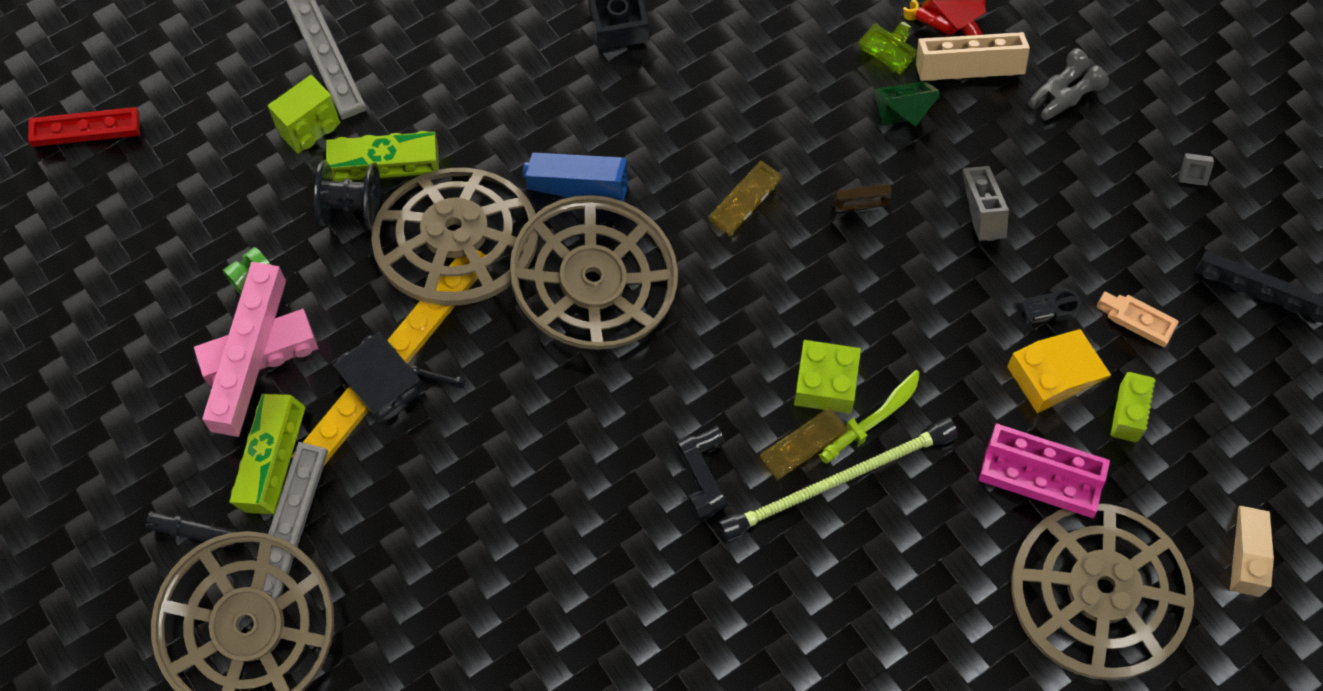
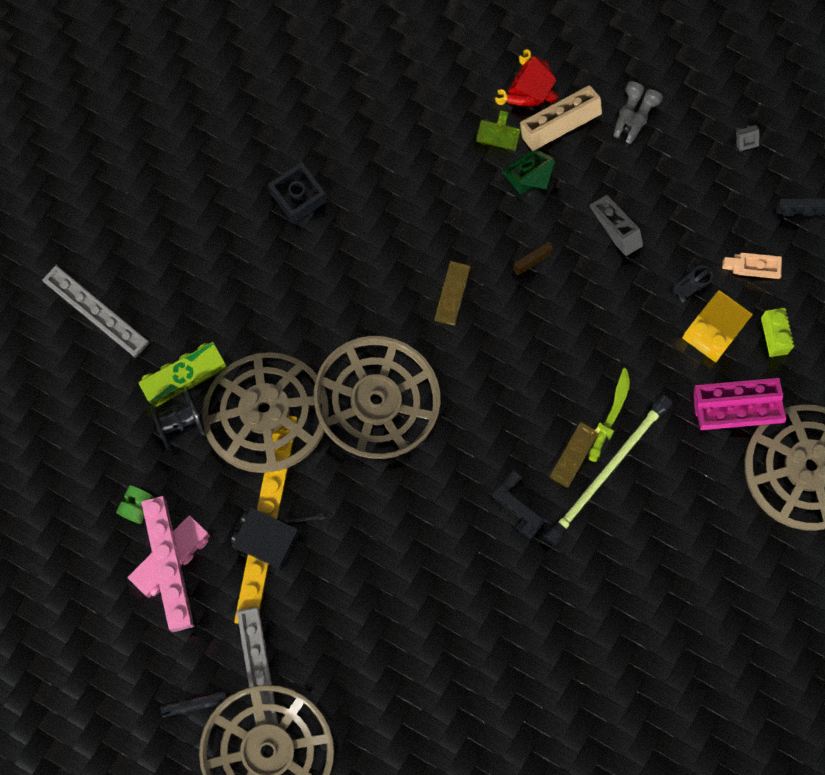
camera: 25 degrees left, 10 degrees up
(267, 454) = (218, 628): lime brick -> none
(304, 114) = (112, 369): lime piece -> none
(577, 175) = (329, 330): slope -> none
(827, 376) = (569, 401): lime piece -> none

